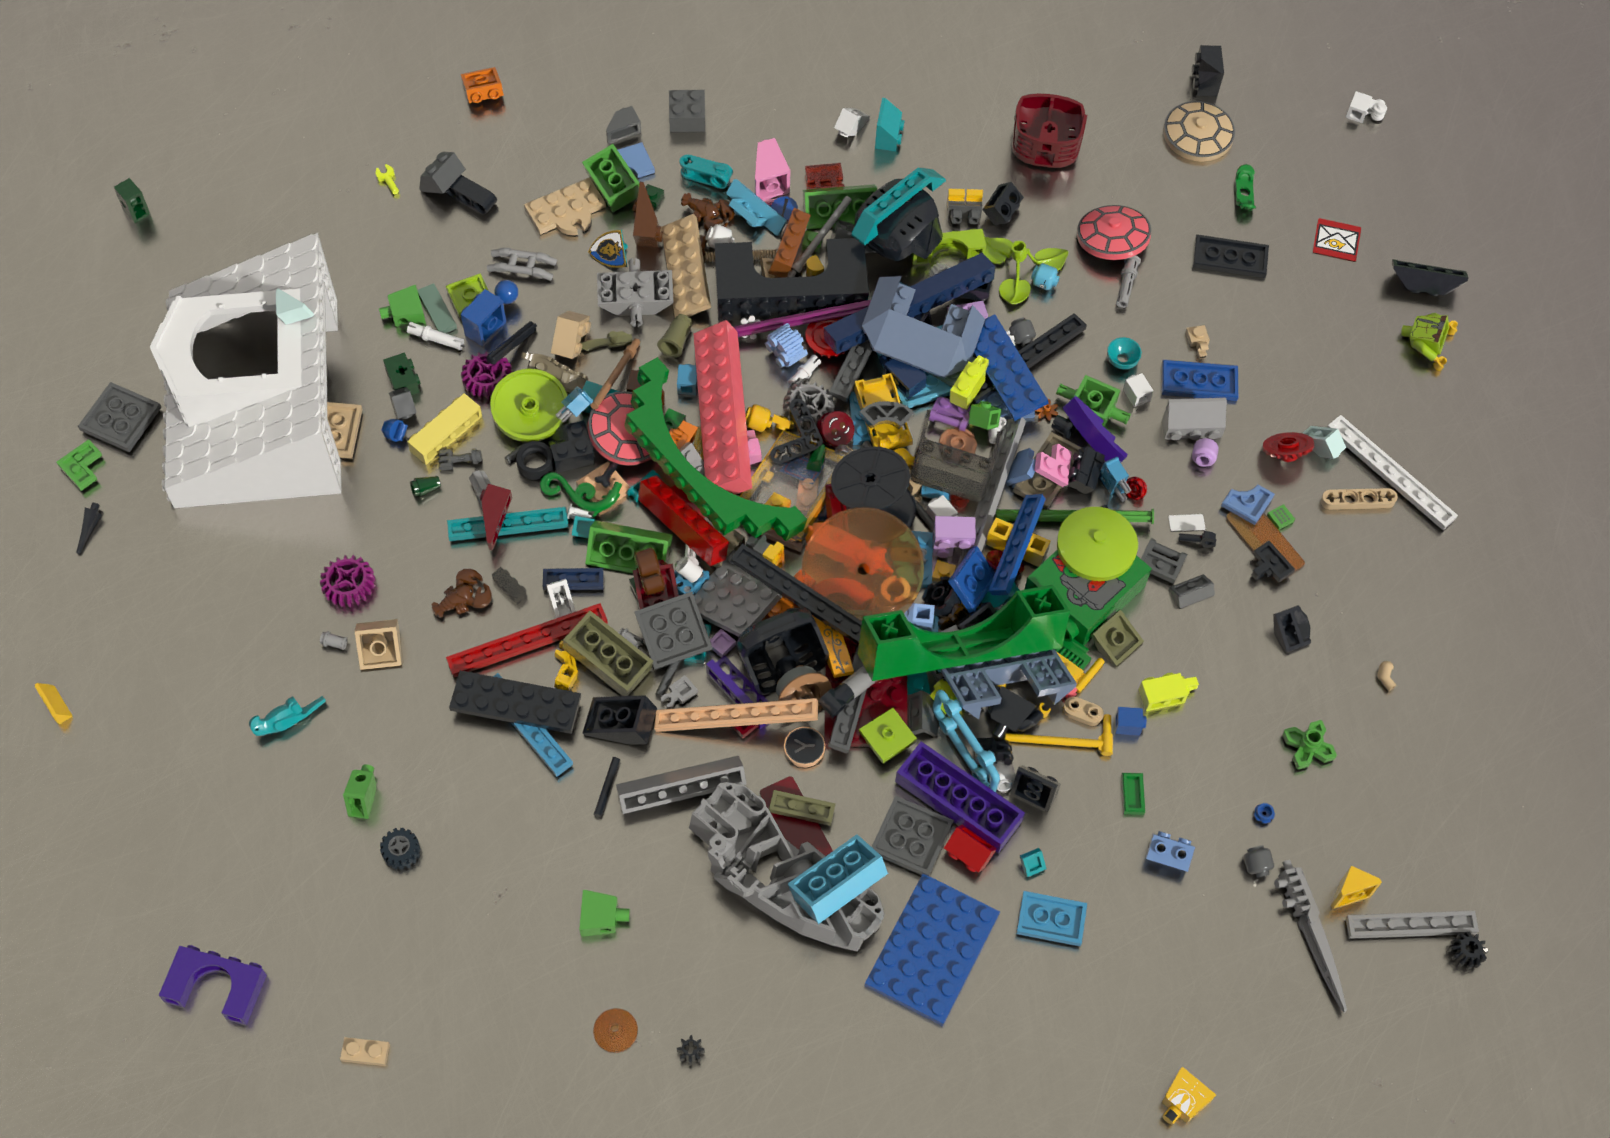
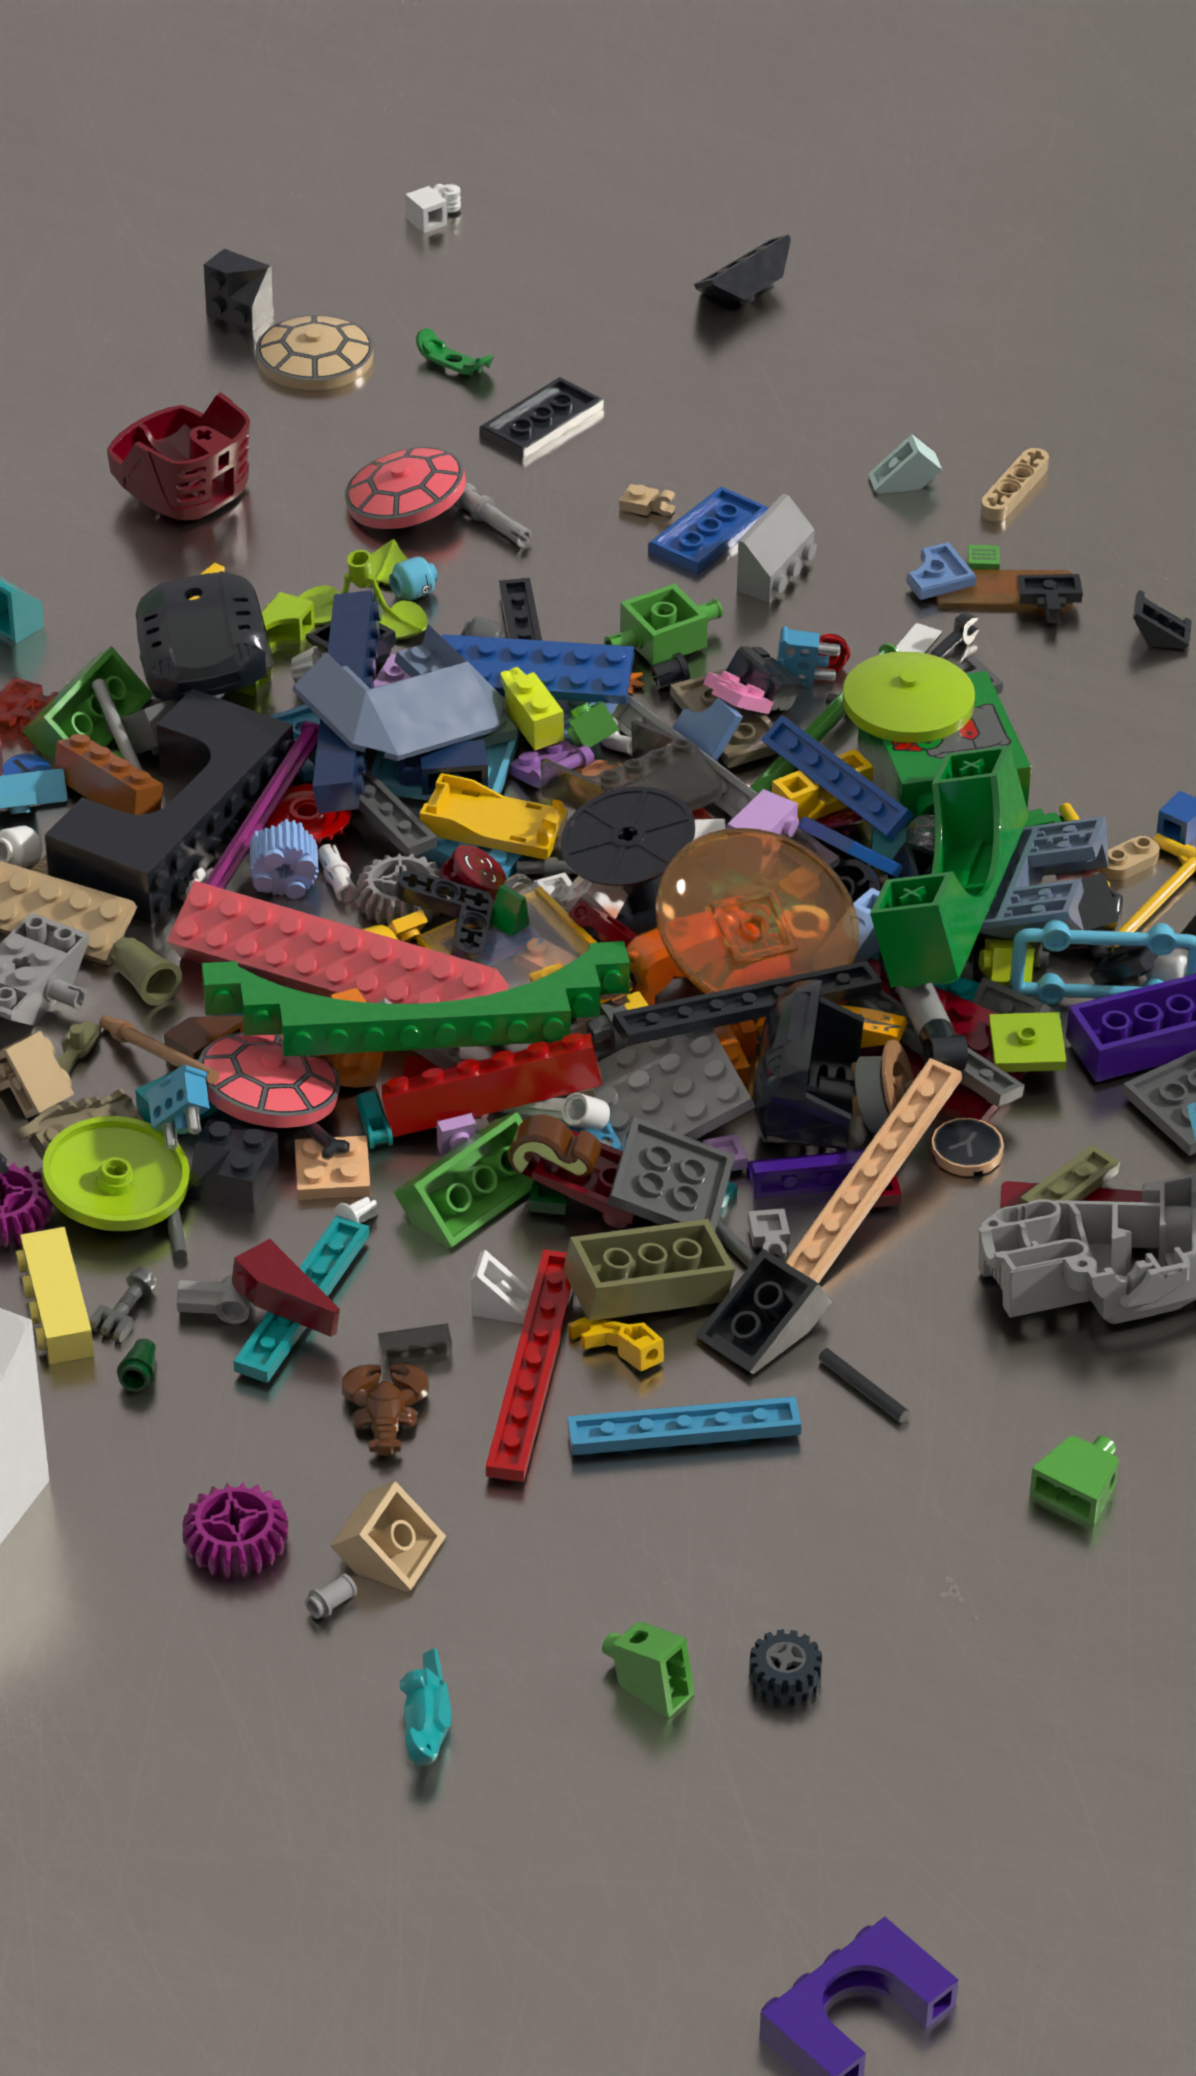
camera: 55 degrees left, 20 degrees down
(53, 702) = (125, 2029): yellow slope -> none
(365, 1051) = (1113, 1864): tan plate -> none
(515, 702) = (638, 1414): black plate -> none
(534, 447) = (217, 1237): black tyre -> none
(576, 578) = (454, 1281): dark blue plate -> none
(582, 526) = (389, 1214): teal plate -> none
(584, 488) = (326, 1196): green plant -> none
(653, 523) = (454, 1132): none -> lavender plate
(679, 784) = (932, 1292): light grey brick -> none
(814, 266) = (174, 779): yellow brick -> none
(866, 227) = (190, 616): teal slope -> none
(886, 412) = (513, 796): dark grey brick -> none
(1003, 203) = (254, 558): black brick -> none
(1091, 428) = (707, 638): dark purple slope -> none
(1116, 638) = (1052, 778): olive slope -> none
(1125, 347) = (608, 562): teal piece -> none
(1138, 390) = (679, 572): white brick -> none
(1166, 690) = (1161, 768): neon yellow hinge -> none
(1192, 591) = (1026, 681): dark grey slope -> none
(1205, 452) = (830, 570): lavender head -> none
(1288, 446) = (890, 495): red gear -> none
(1337, 239) = (605, 325): sticker -> none
(1394, 473) = (1013, 437): white plate -> none
(1429, 335) = (834, 313): lime torso -> none

